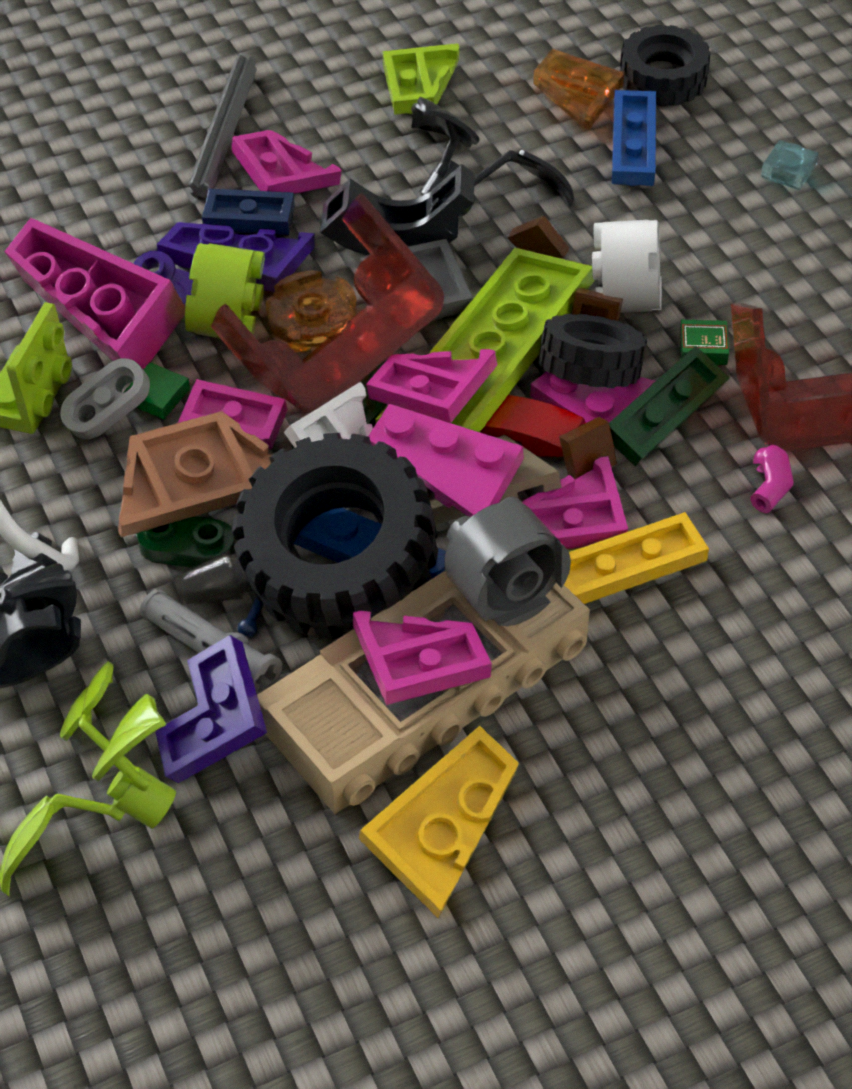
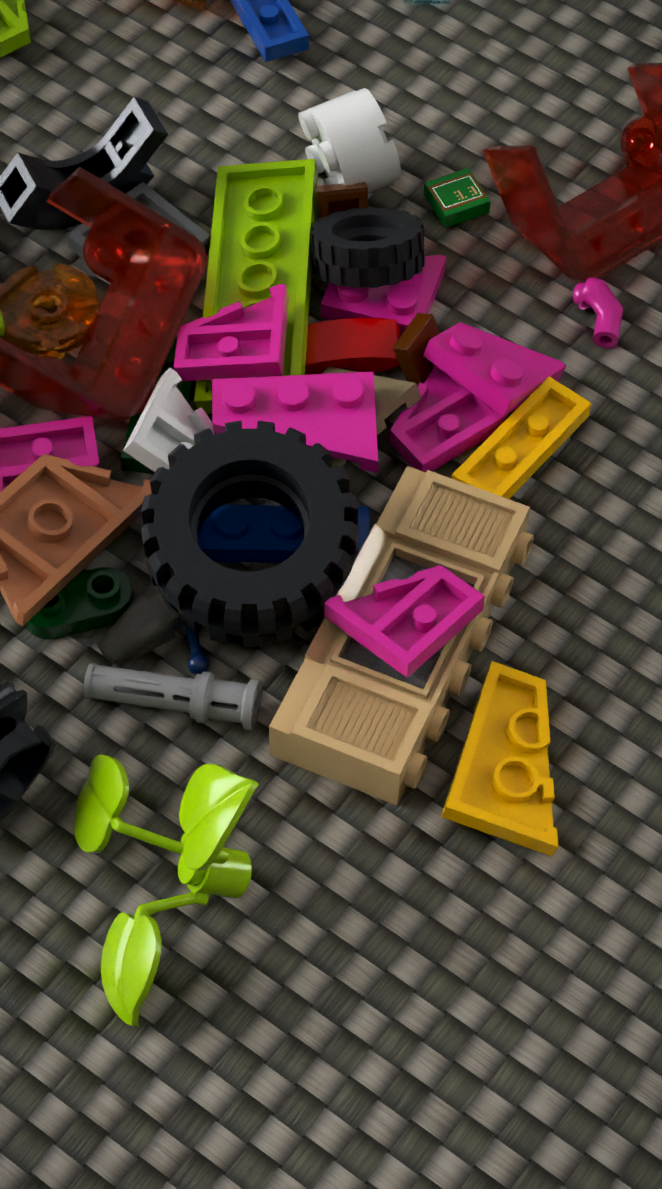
camera: 30 degrees left, 5 degrees up
(225, 714) = (242, 742): dark purple plate -> none
(435, 119) = (103, 109): black plant -> none
(505, 561) = (443, 492): dark grey brick -> none
(539, 237) = (233, 147): reddish brown tile -> none
(639, 485) = (490, 366): none -> dark pink wing
(666, 405) = (466, 269): dark green plate -> none

